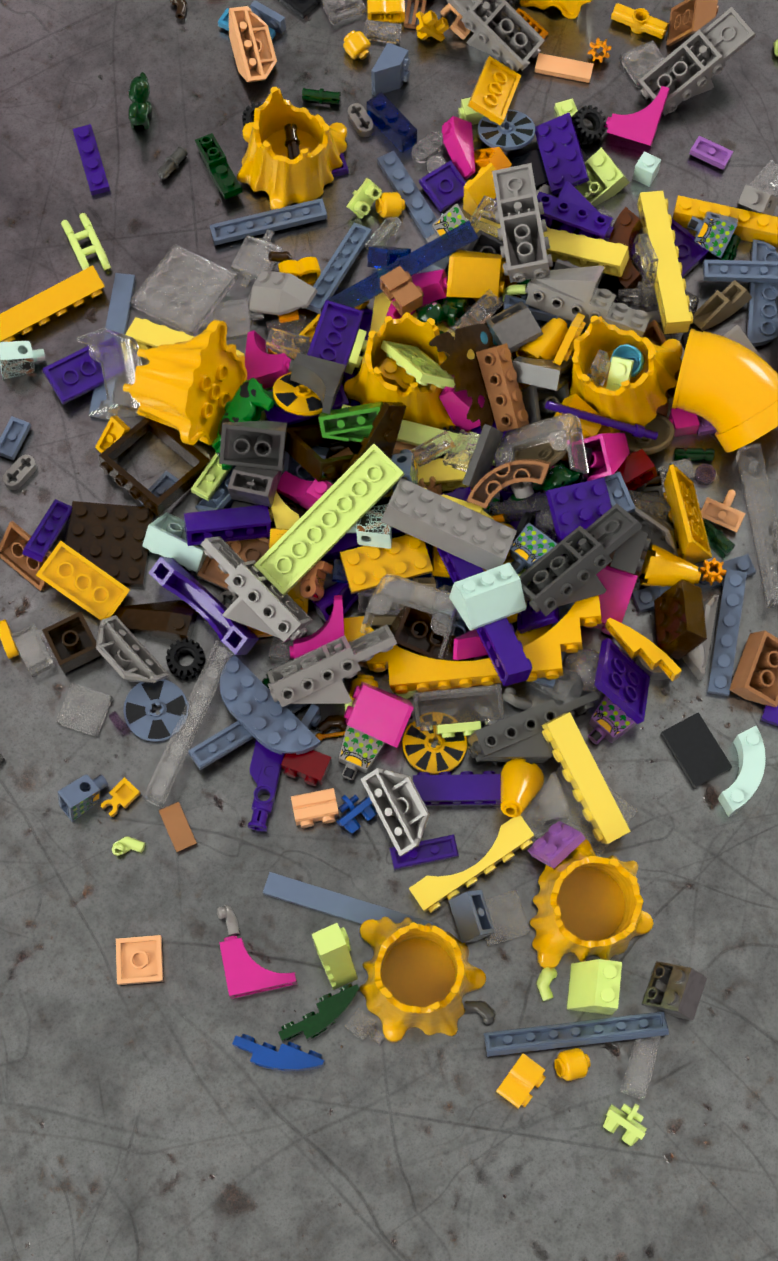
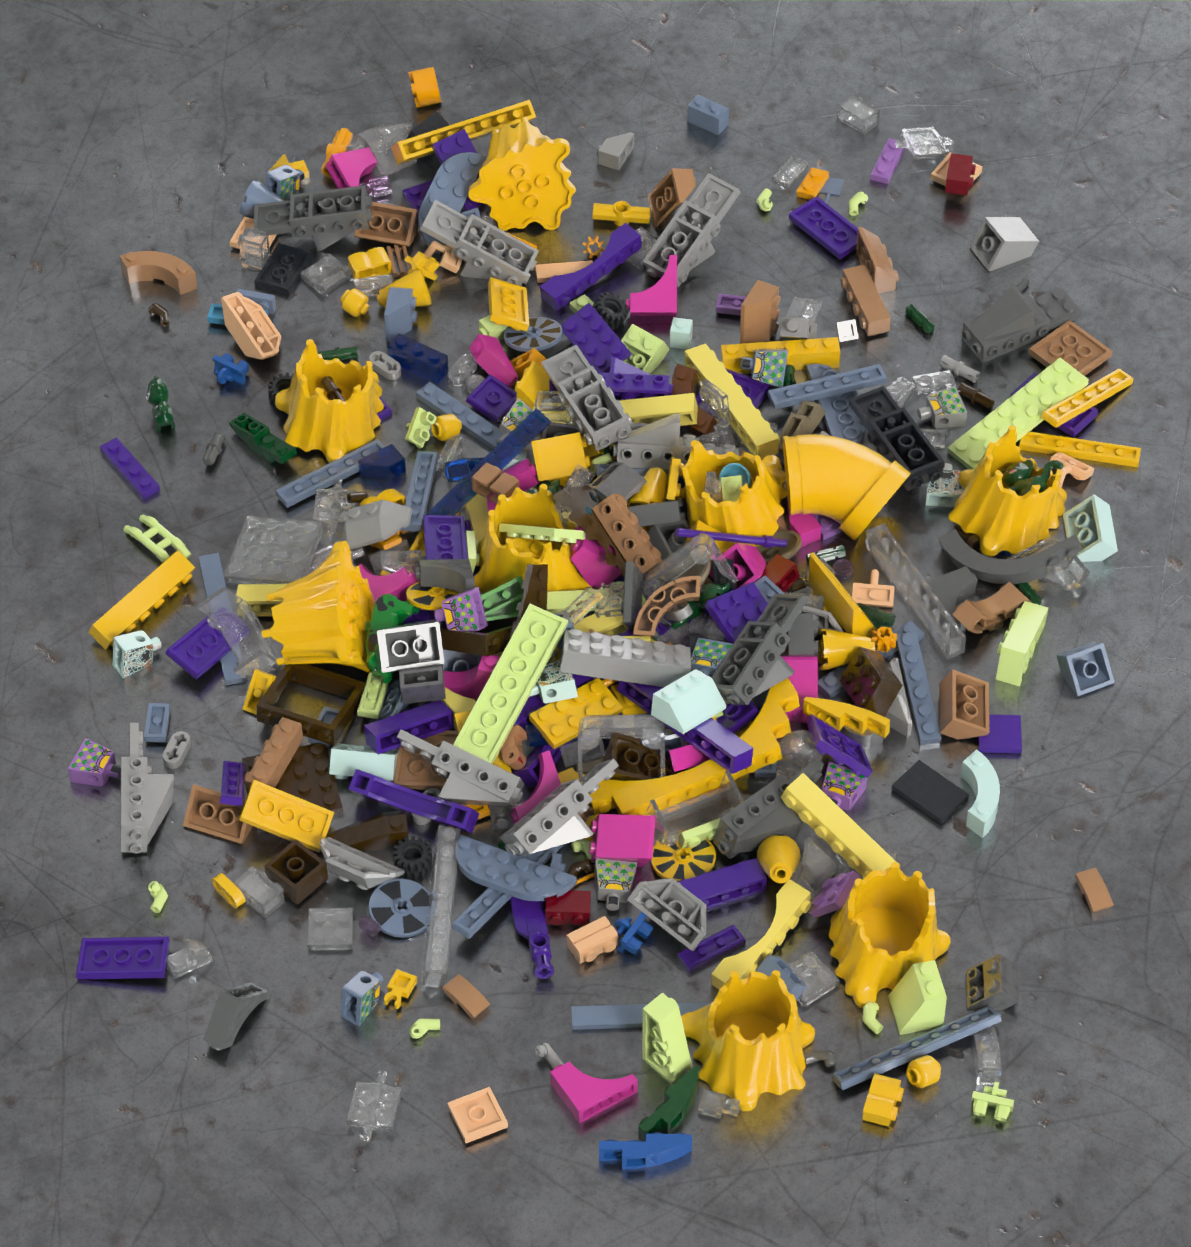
camera: 20 degrees left, 20 degrees down
(49, 916) = (374, 1106): none -> clear plate
(95, 515) = (275, 754): none -> medium nougat brick
(214, 84) = (228, 371): none -> blue hips
(313, 426) = (463, 611): none -> medium lavender torso
(317, 226) = (383, 464): none -> clear blue slope
(416, 44) = (414, 281): none -> yellow cone
(554, 87) = (563, 288): none -> dark purple arch
(726, 173) = (760, 313): none -> medium nougat slope

